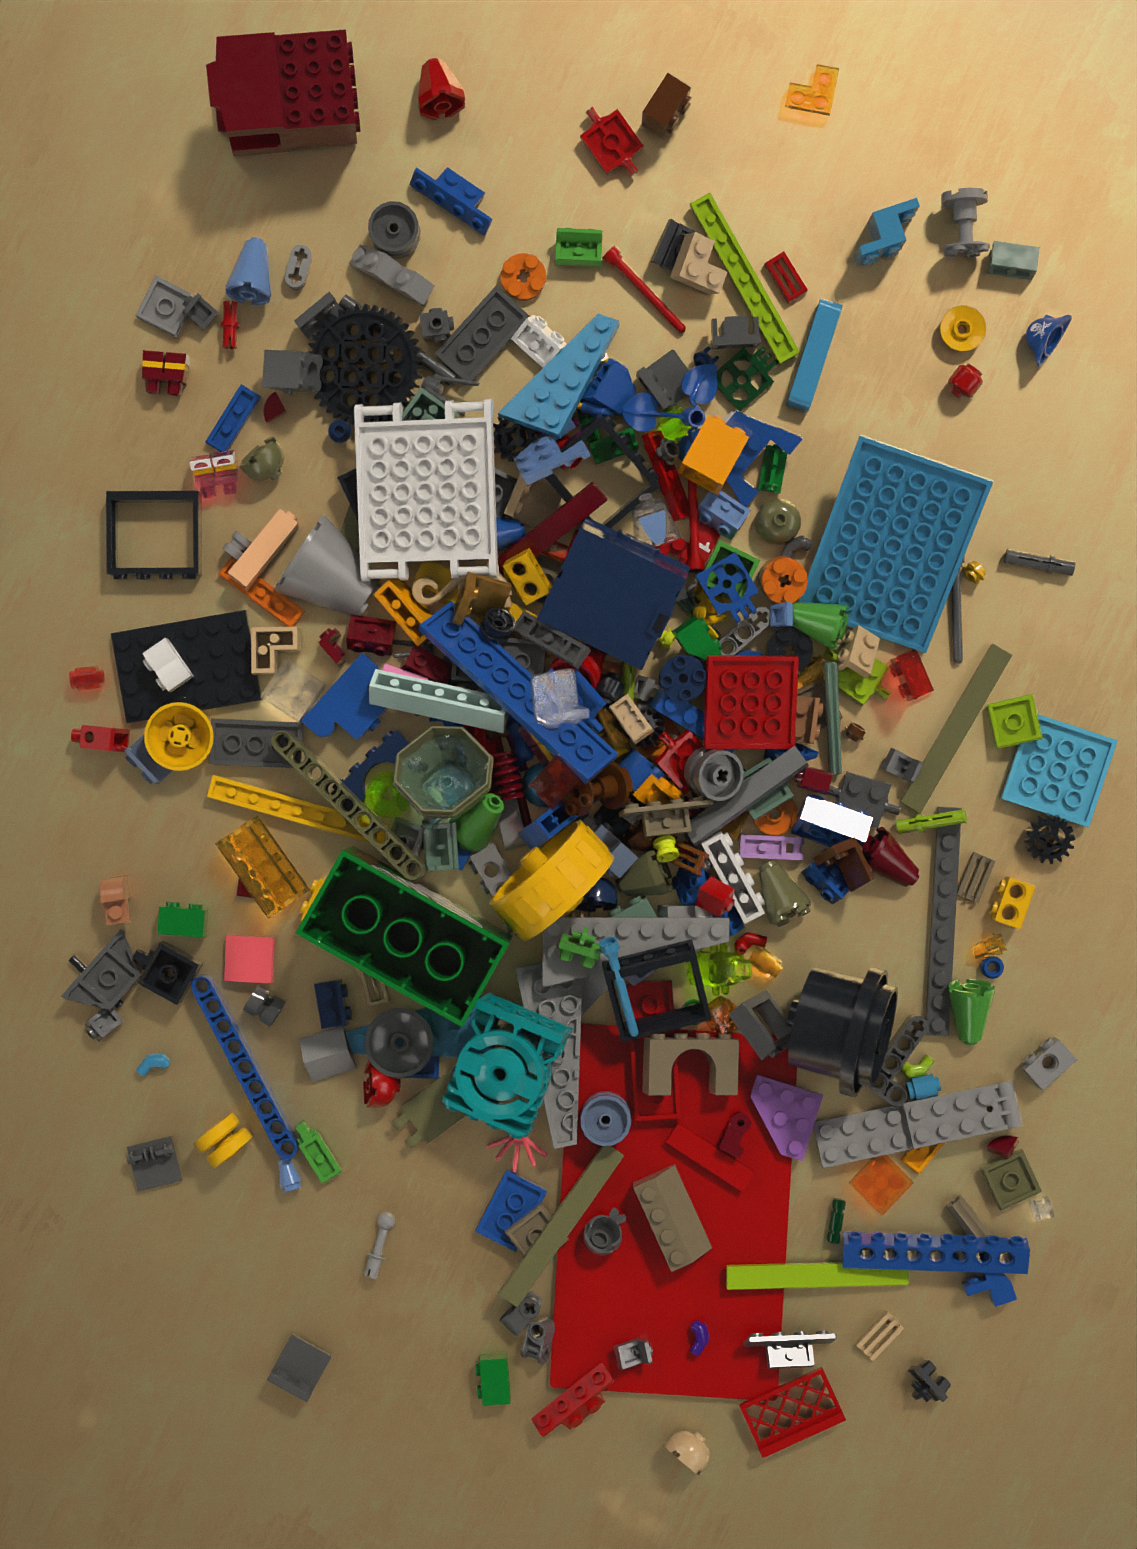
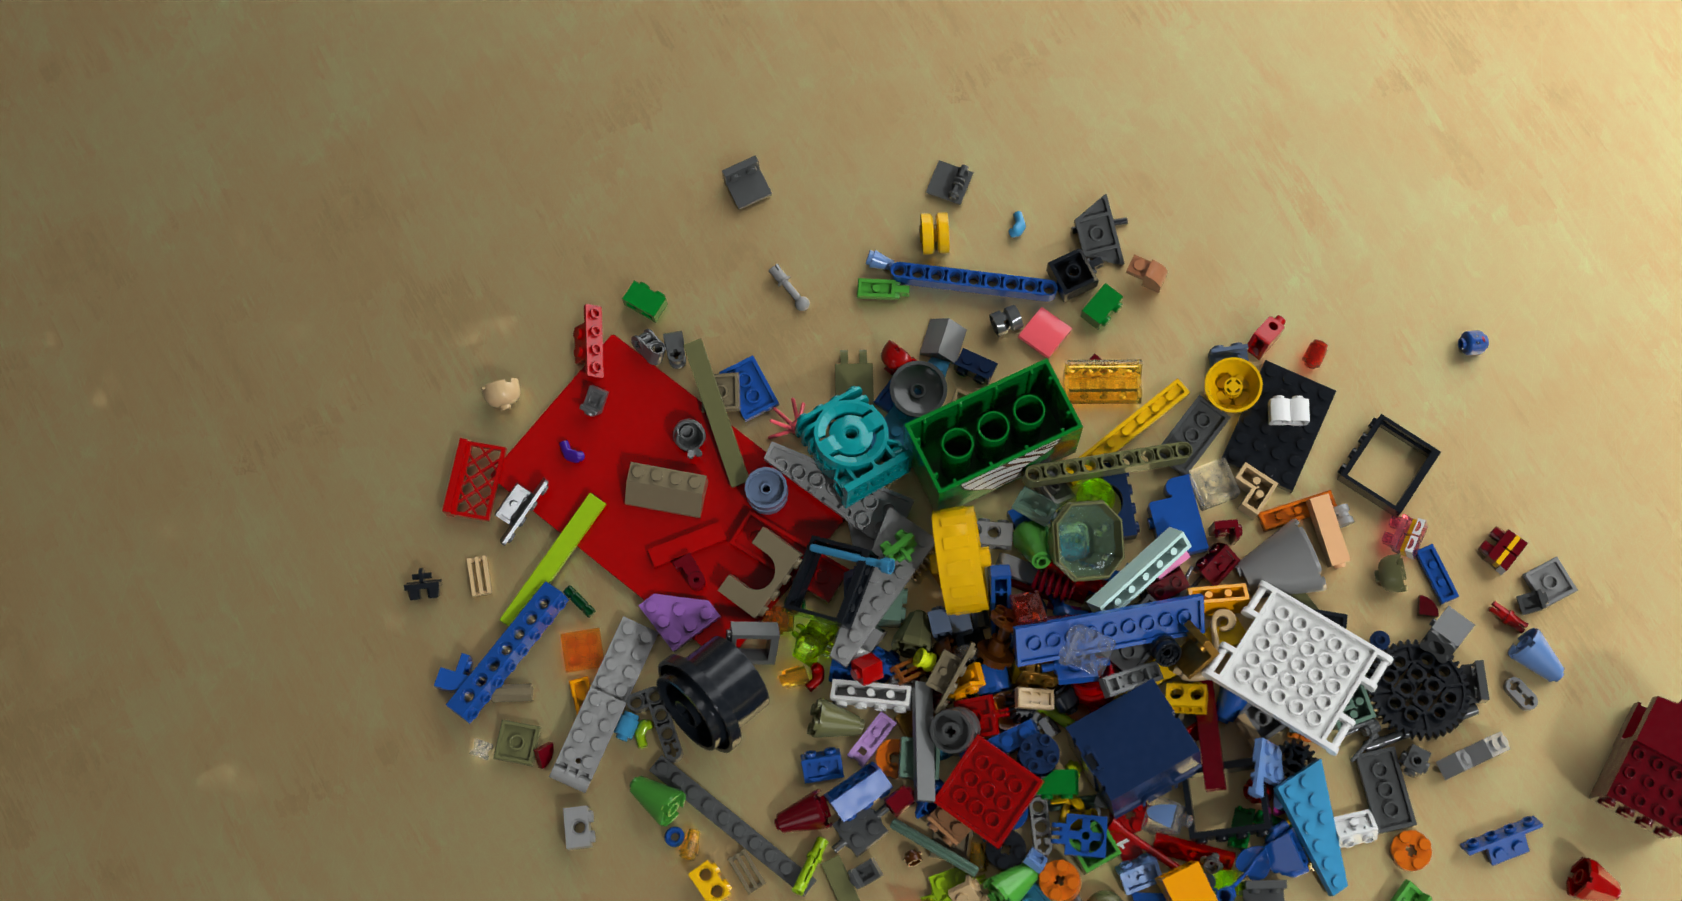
camera: 130 degrees right, 15 degrees down
(102, 1024) = (1068, 210): dark grey bracket -> none
(381, 226) = (1507, 789): dark grey wheel -> none
(601, 895) = (926, 591): dark blue cylinder -> none
(850, 861) = (827, 786): reddish brown bracket -> none

